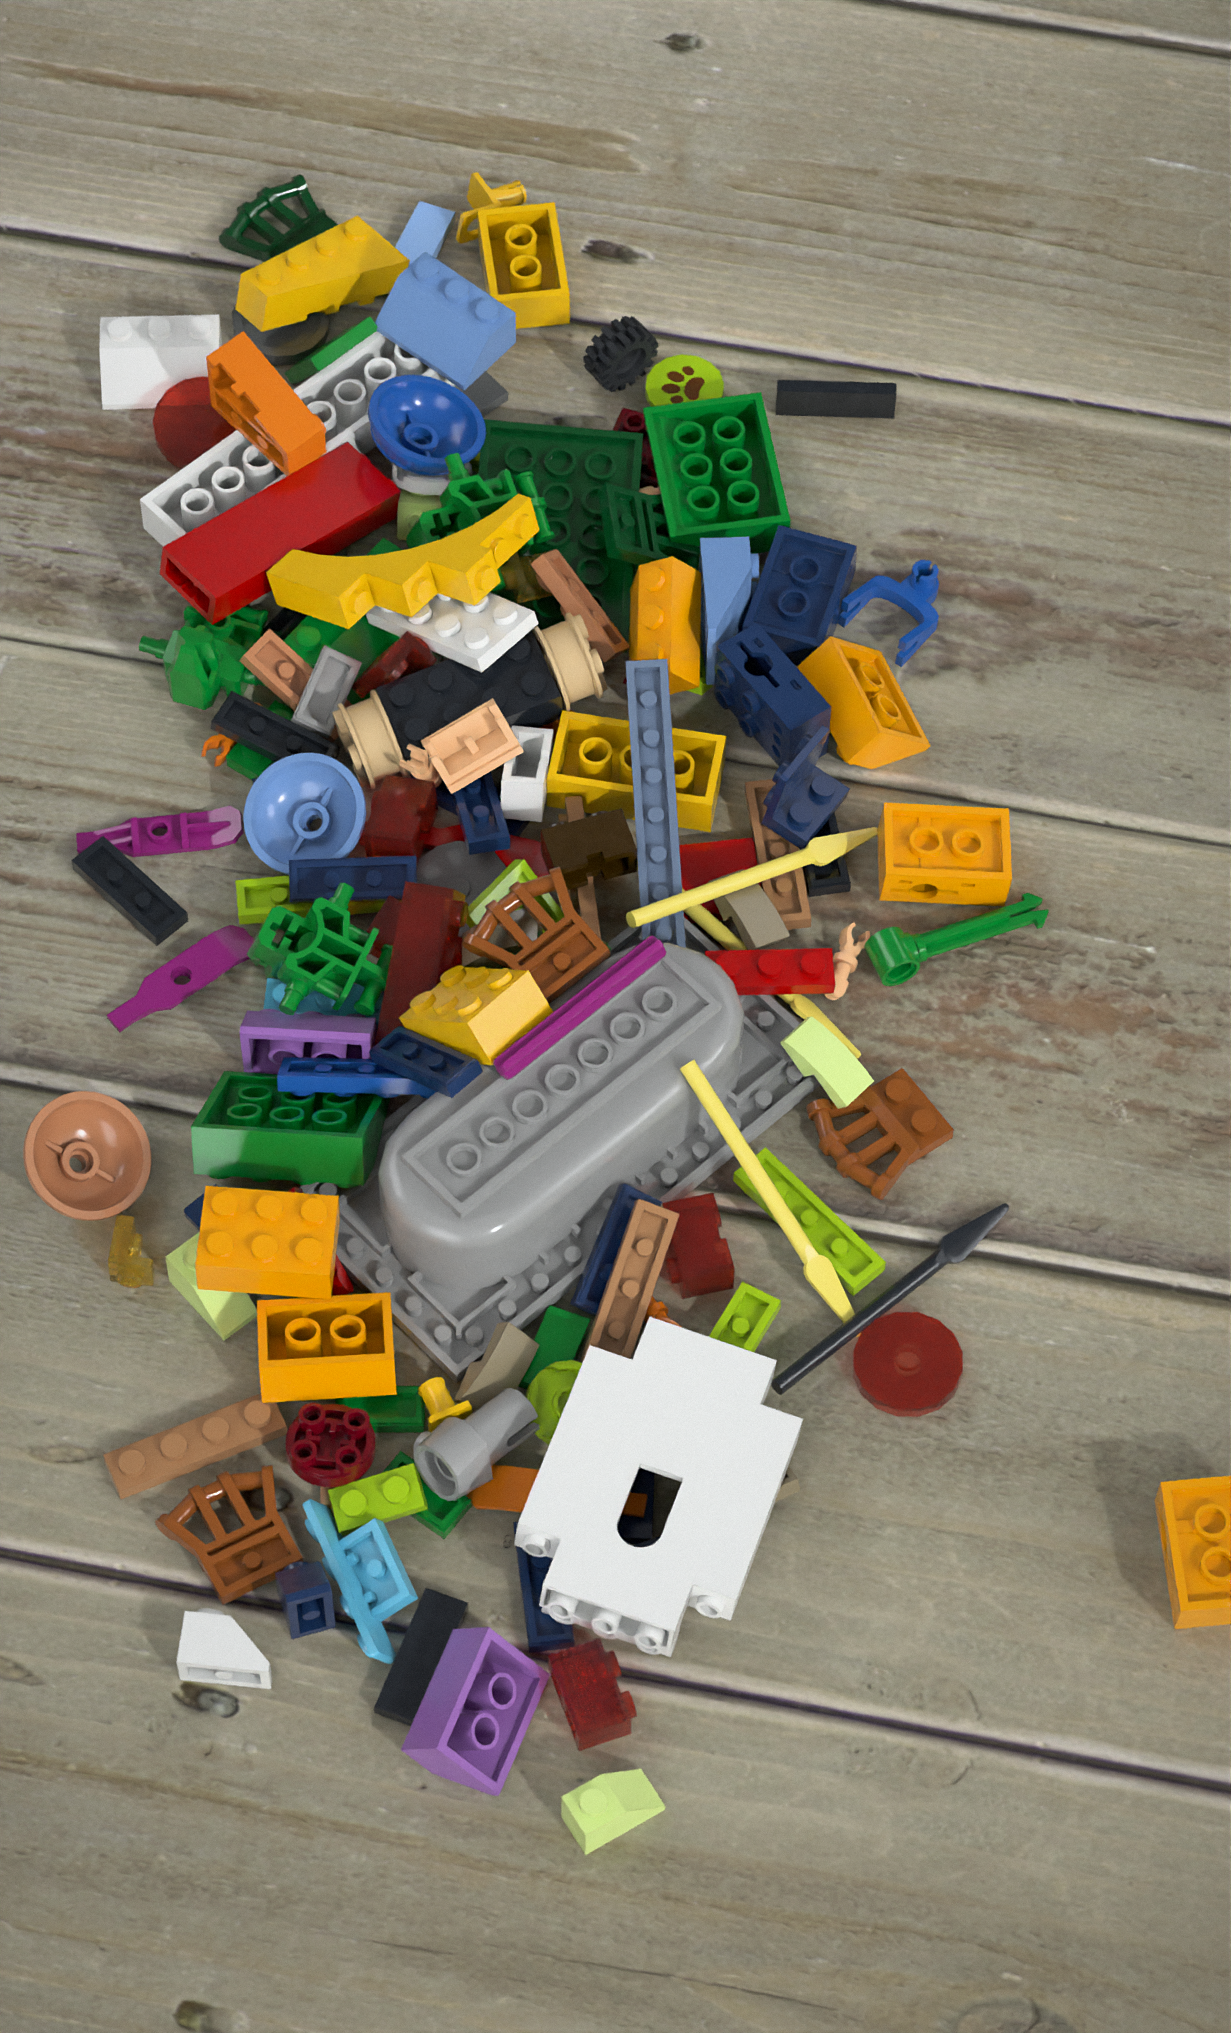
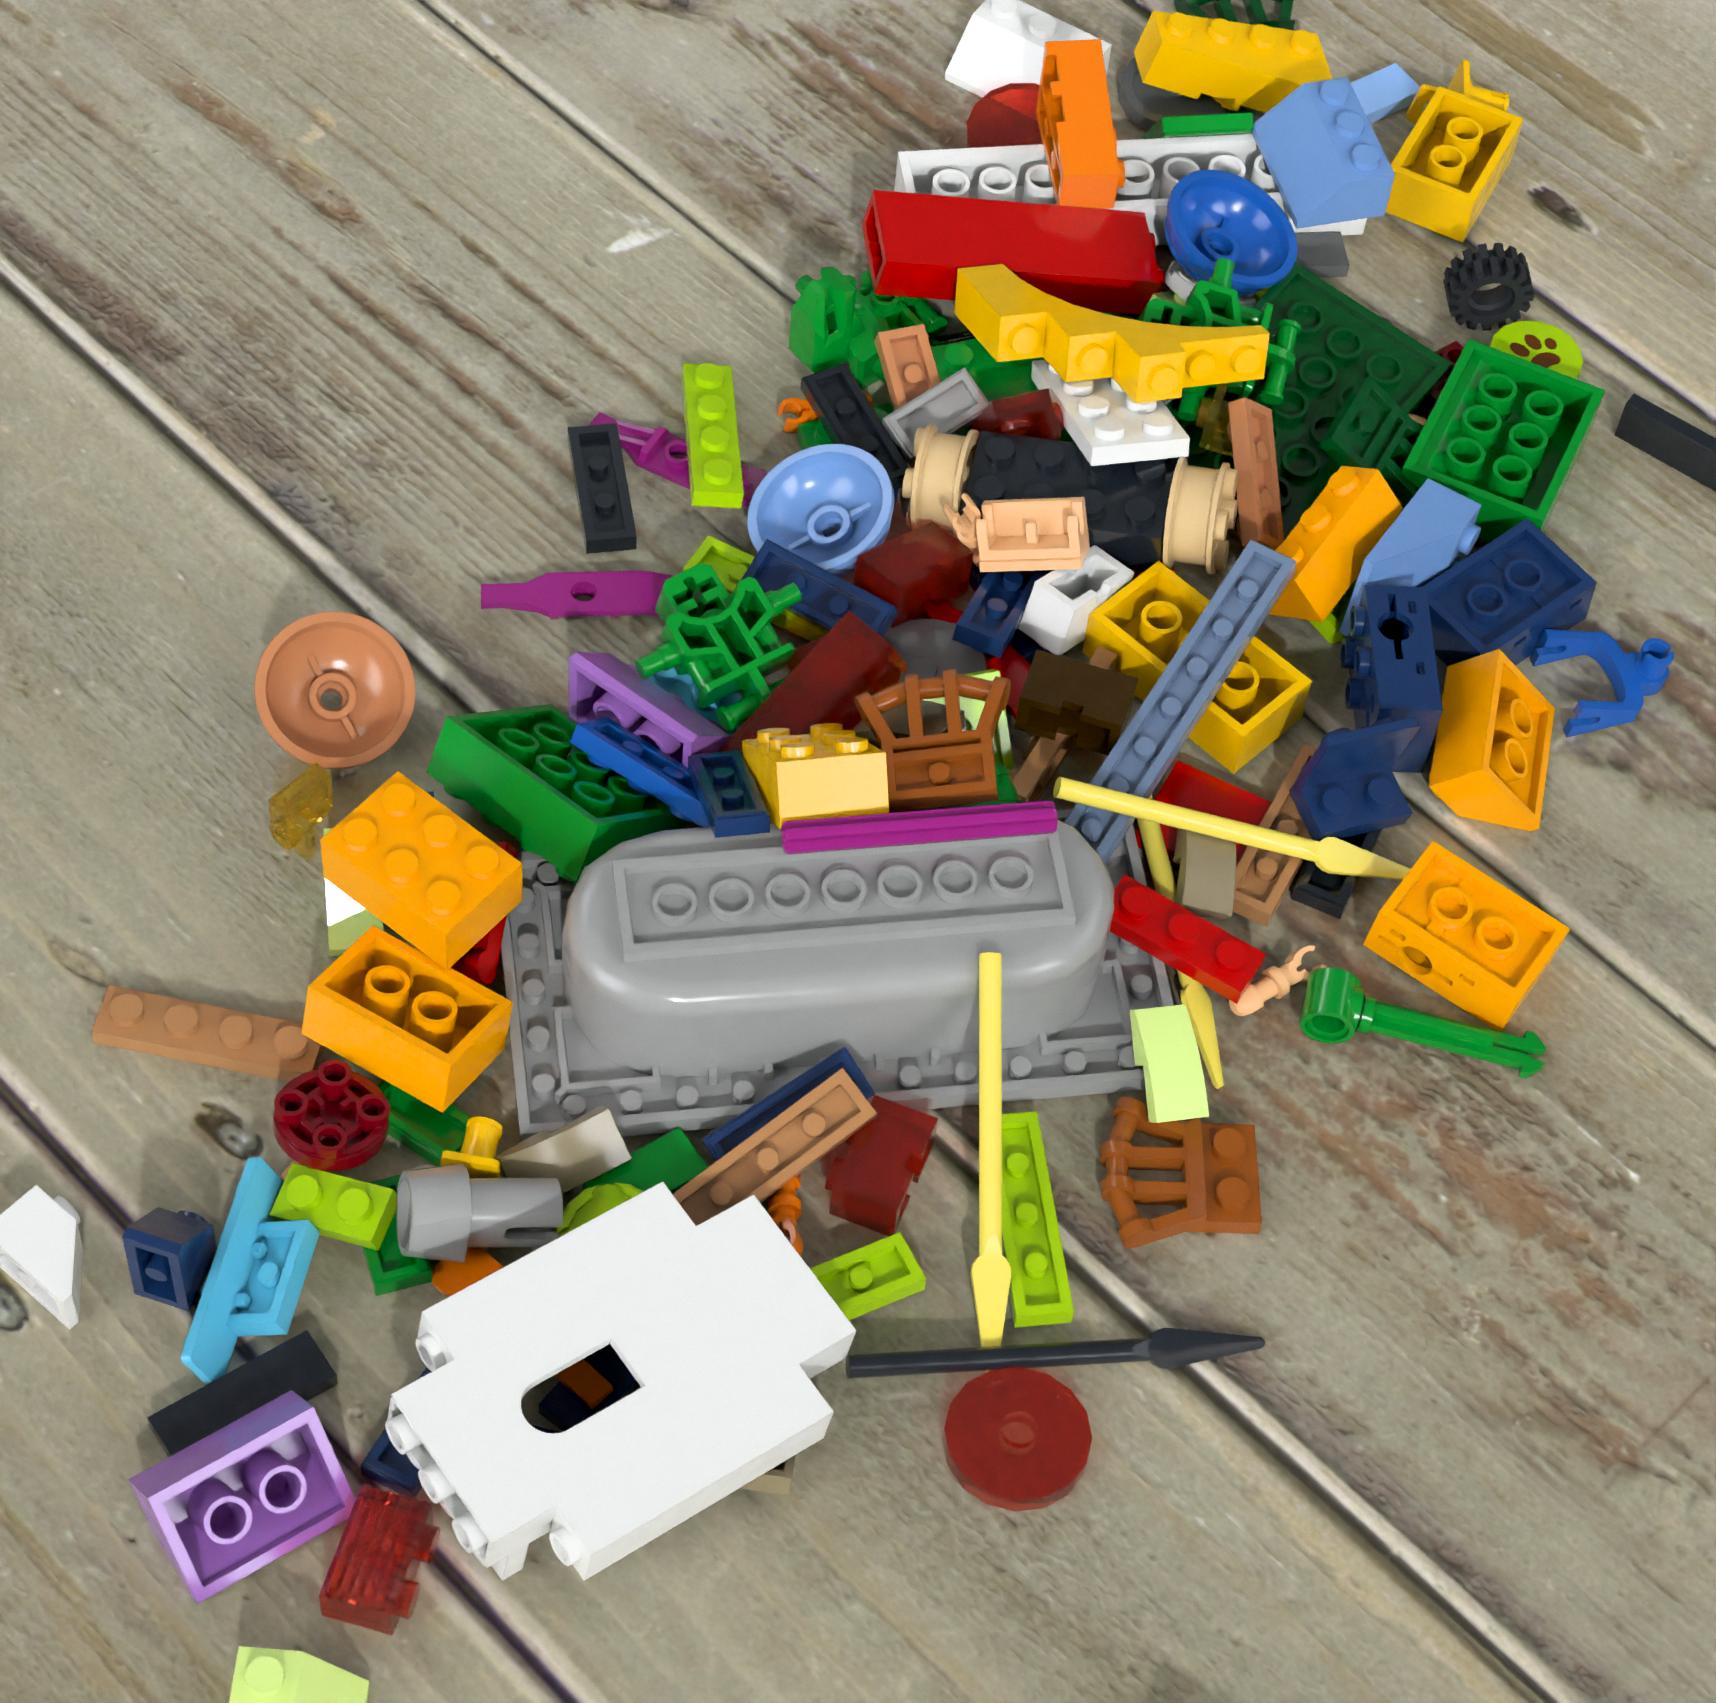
camera: 30 degrees right, 5 degrees down
(175, 802) = (712, 436): none -> lime plate
(246, 1556) = (153, 1173): dark orange plate -> none

